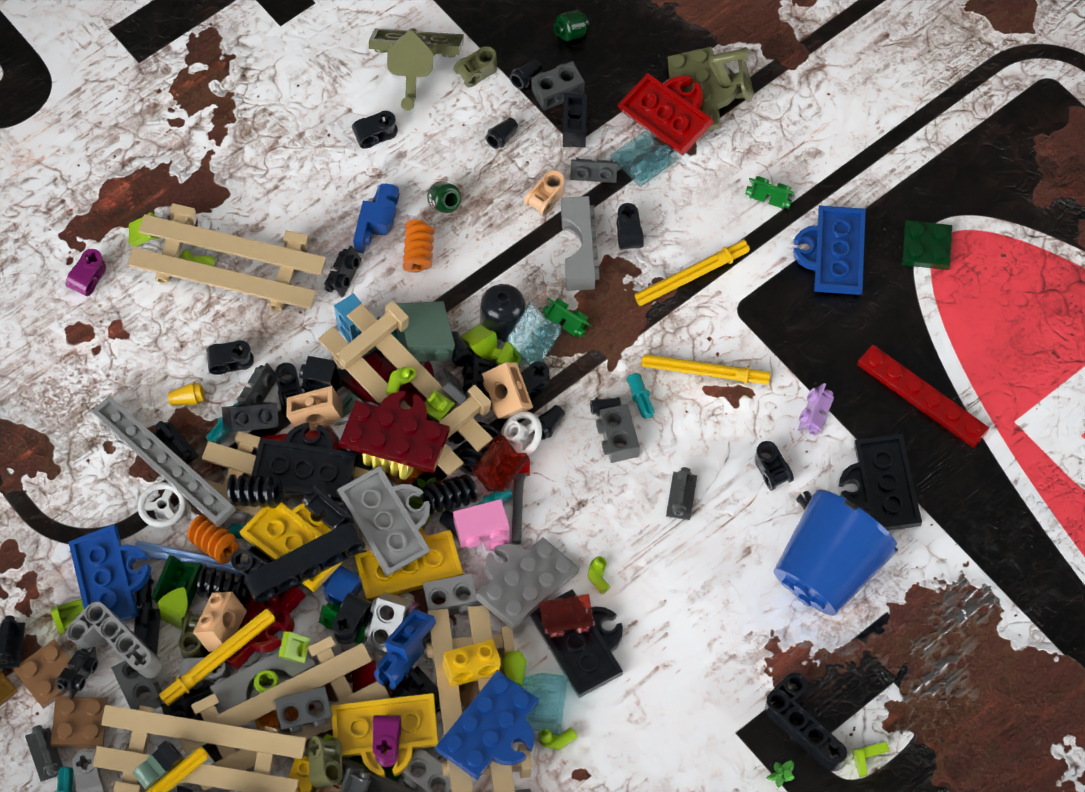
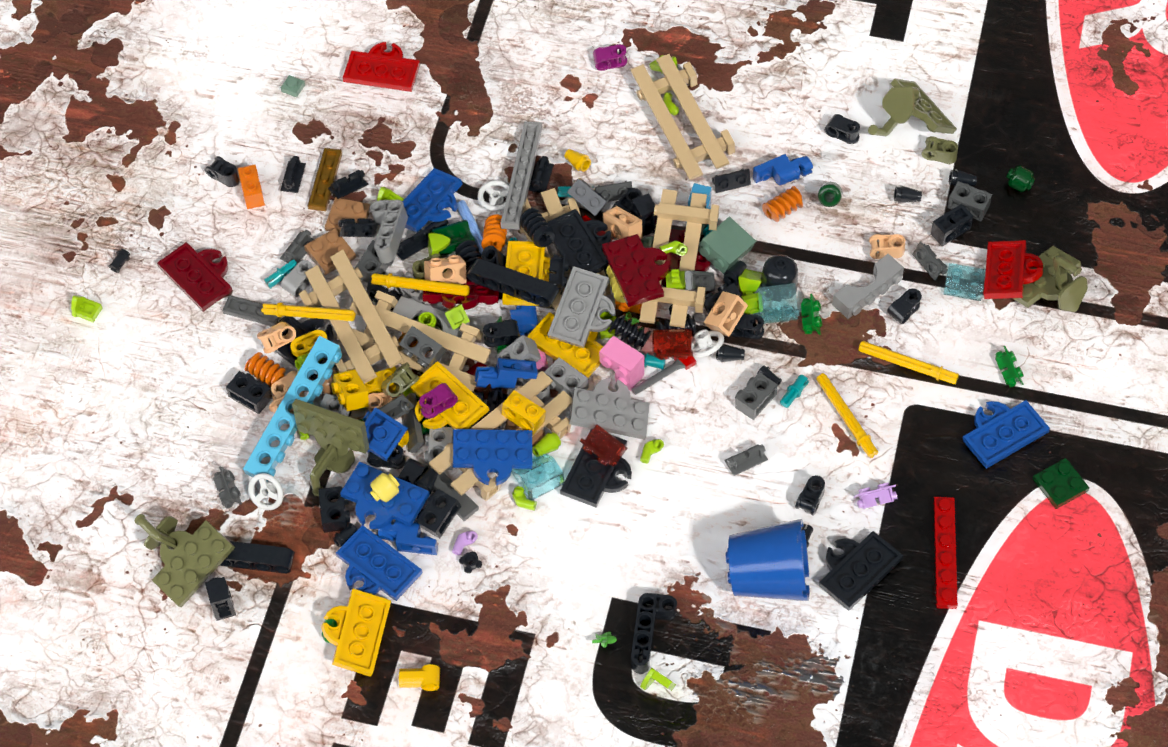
camera: 55 degrees right, 5 degrees down
(158, 764) = (328, 298): leg -> none
(228, 358) = (620, 163): black piece -> none

